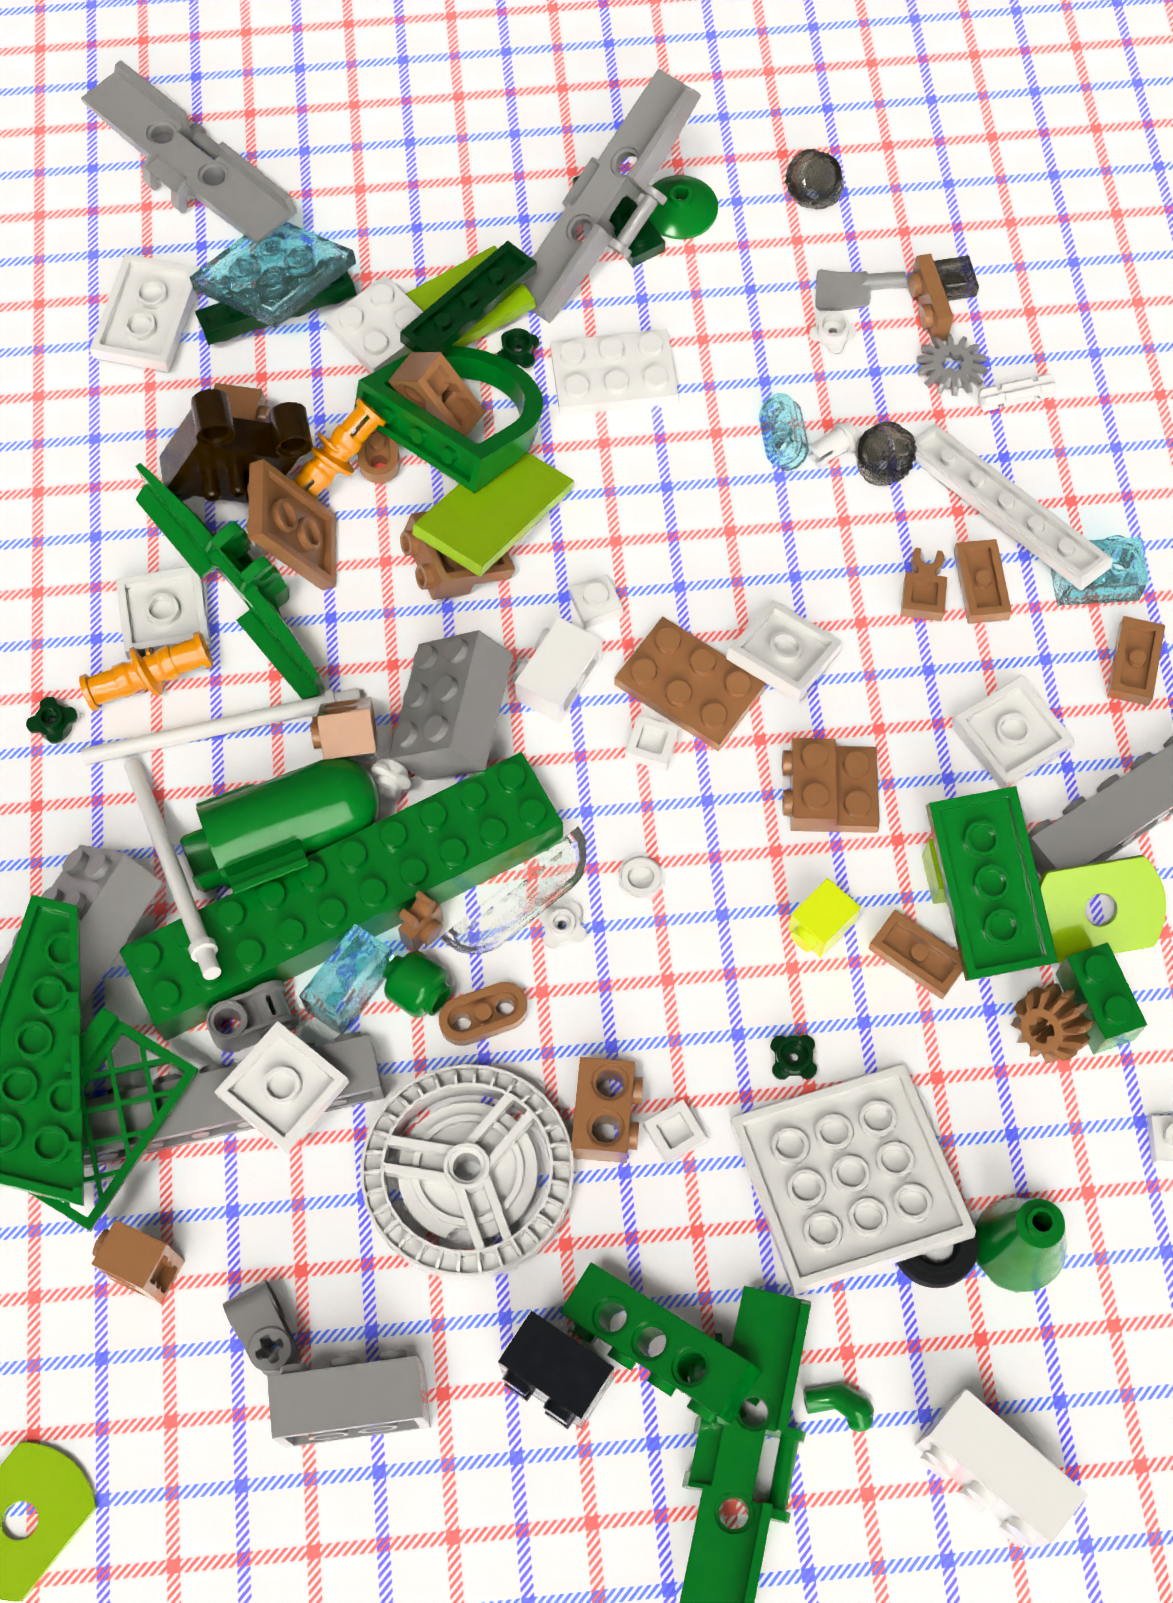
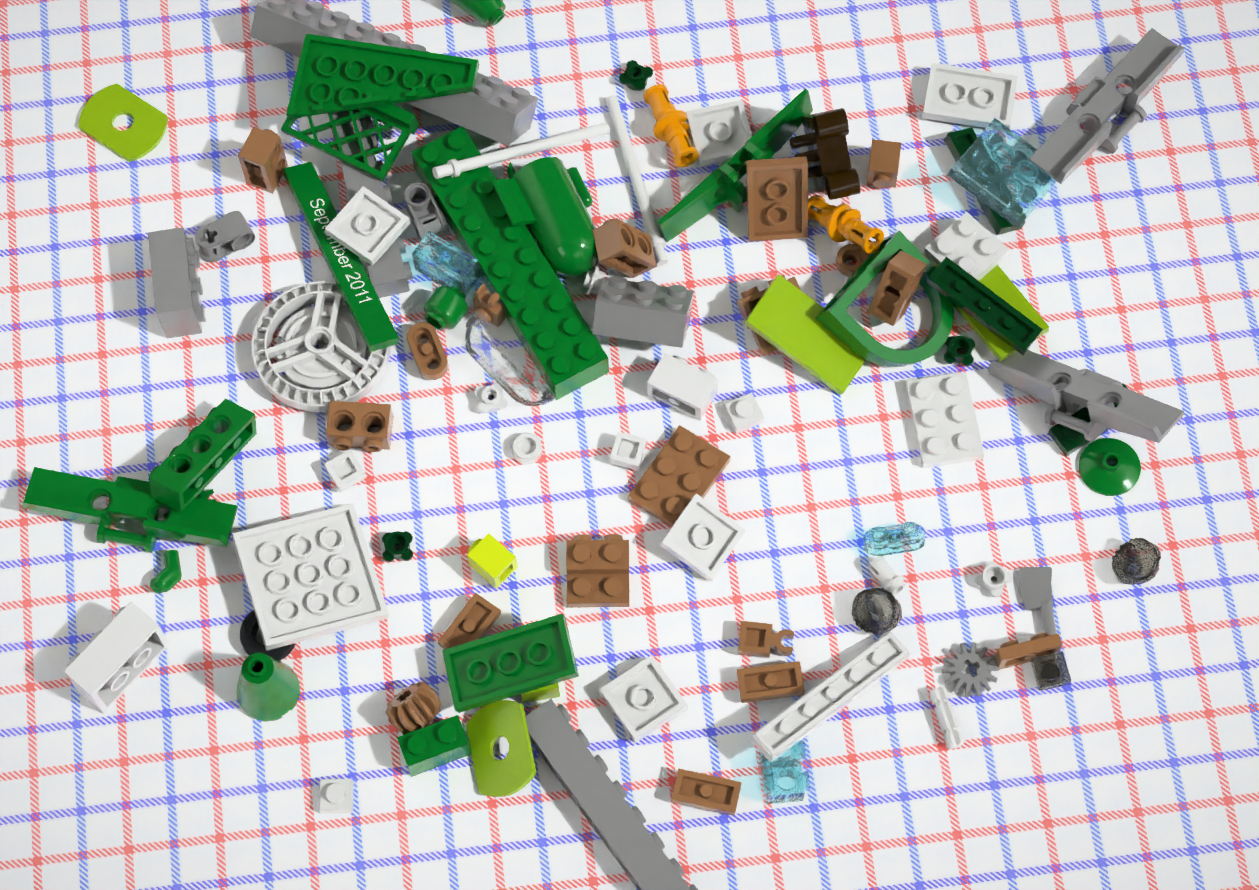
camera: 90 degrees right, 0 degrees up
(335, 1133) = (342, 263): none -> green tile
(555, 1371) = (187, 395): black brick -> none

